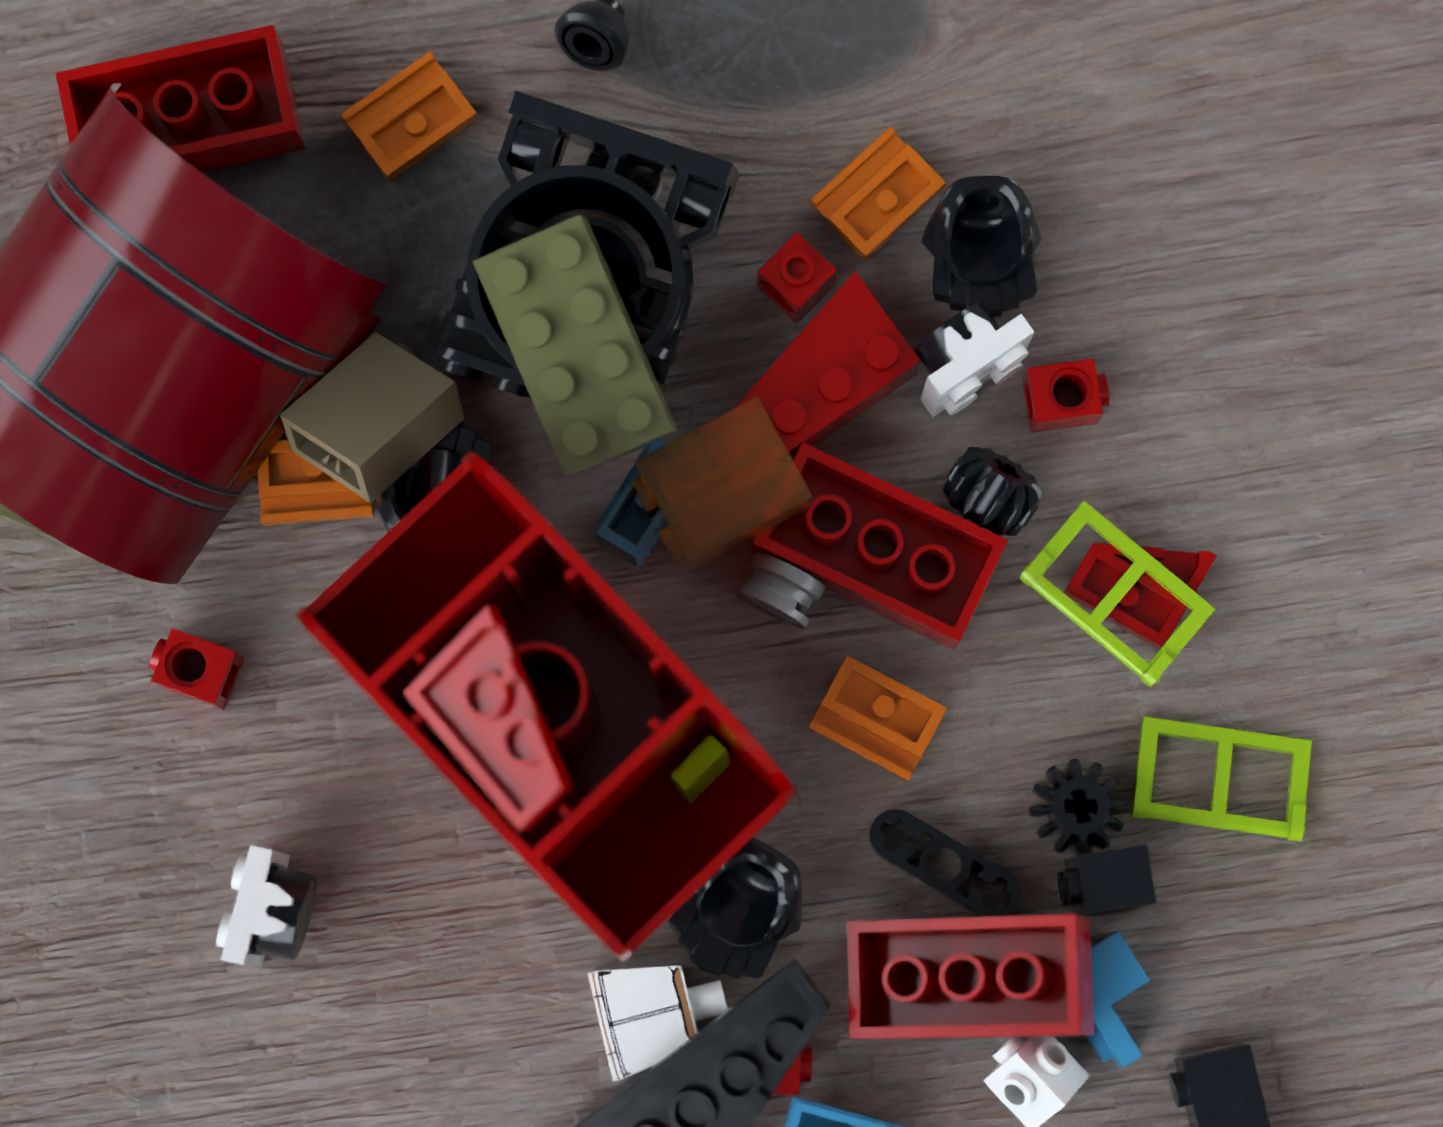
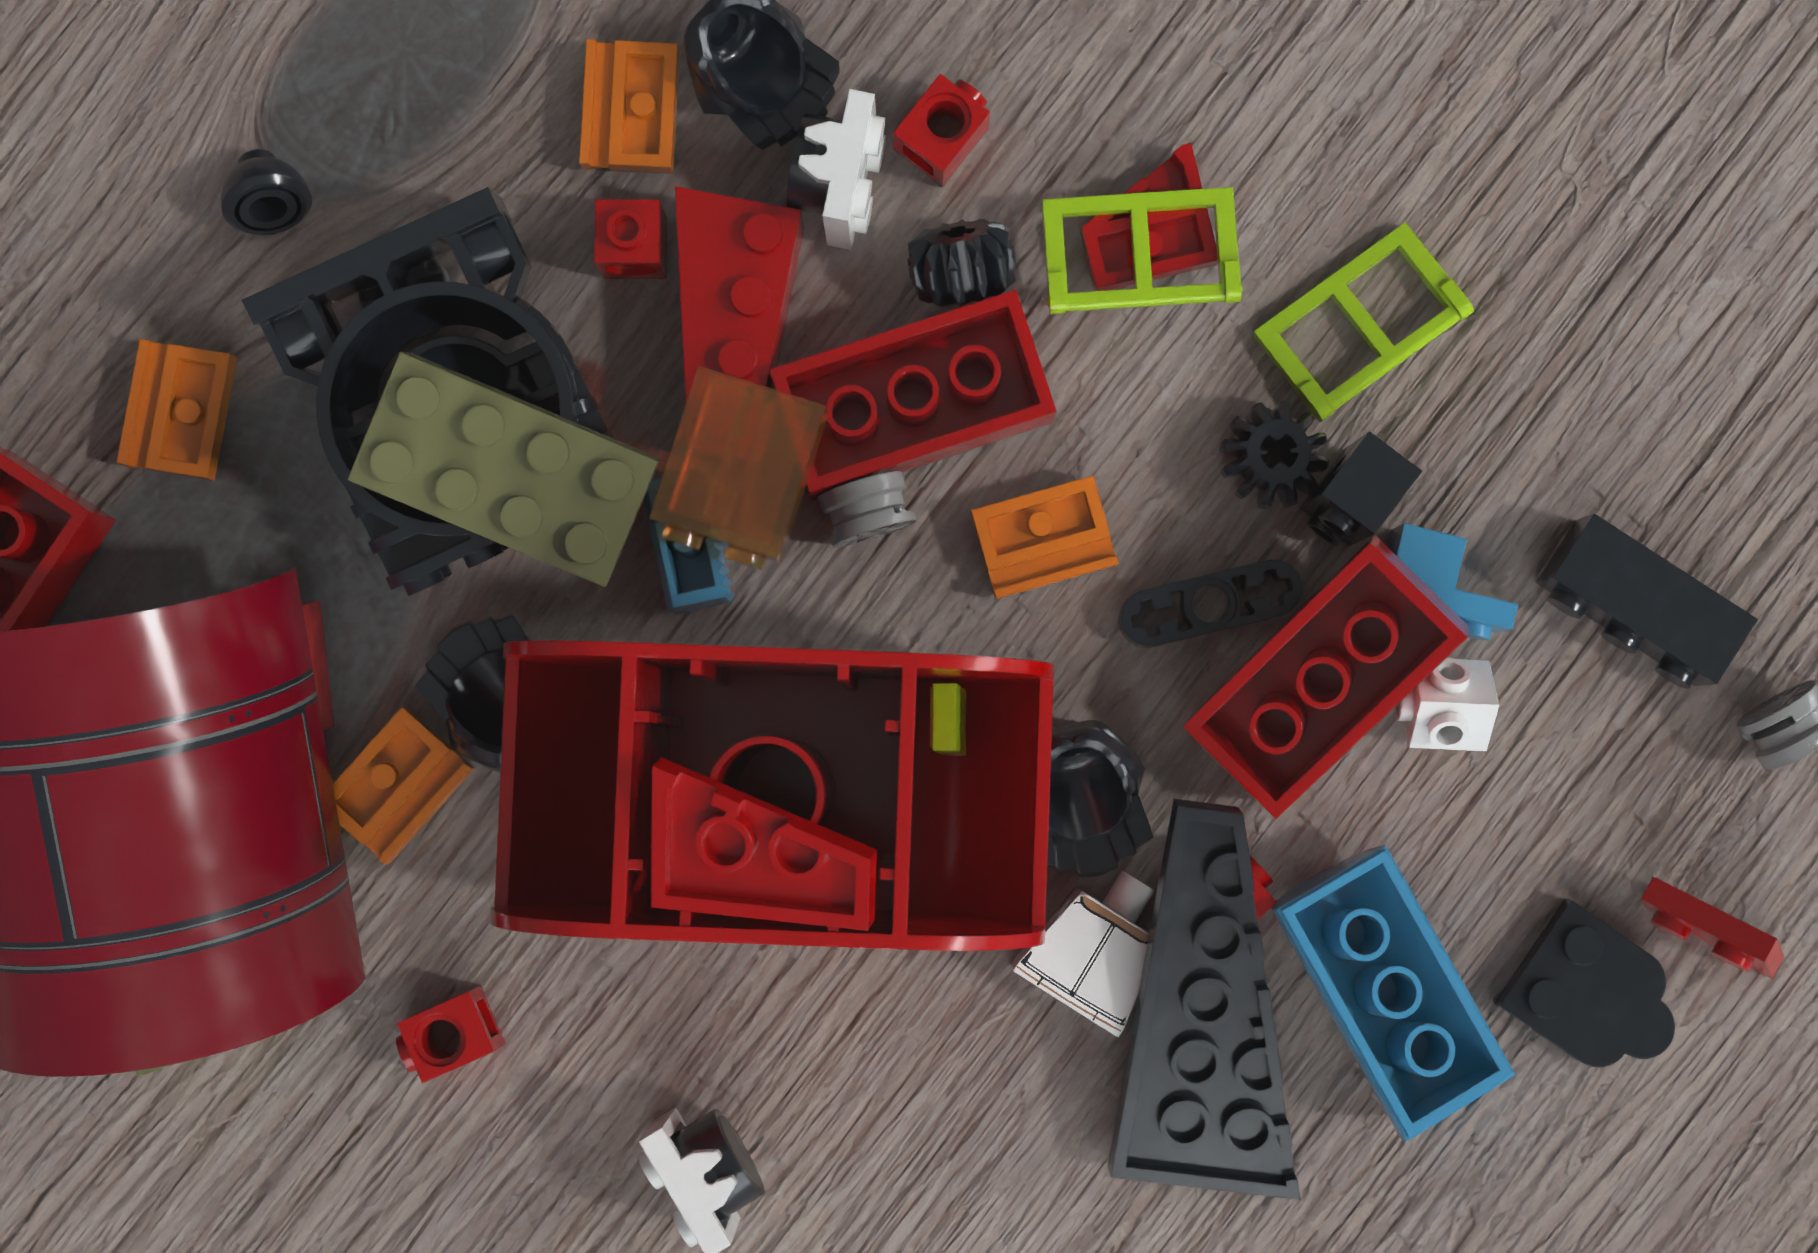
camera: 45 degrees left, 5 degrees up
(373, 416) = (392, 688): dark tan brick -> none

